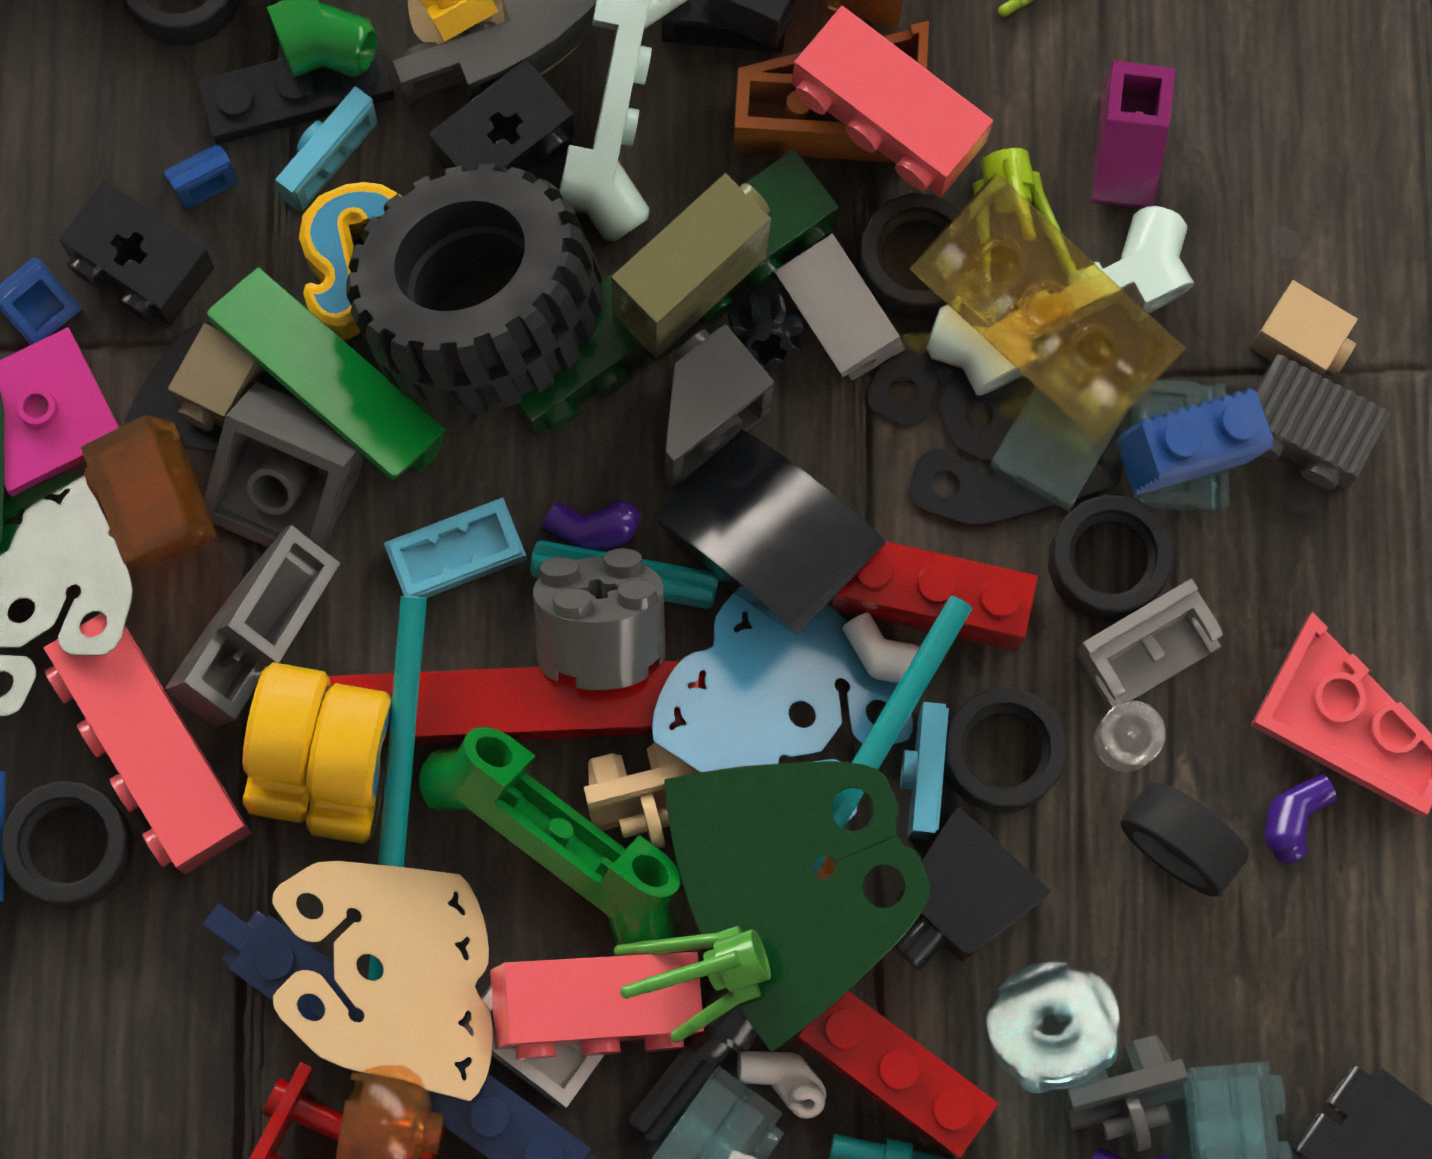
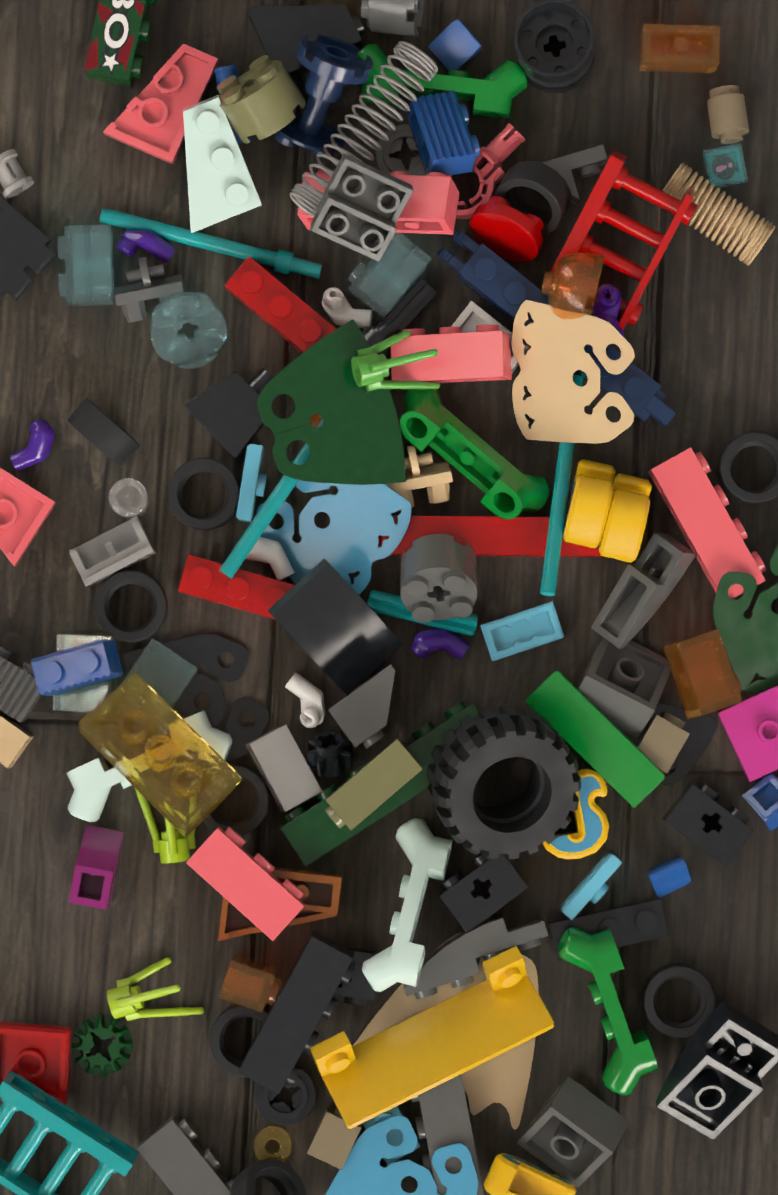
camera: 175 degrees left, 10 degrees up
(325, 1096) = (608, 304): none -> dark purple arm
(800, 422) = (311, 700): none -> white arm

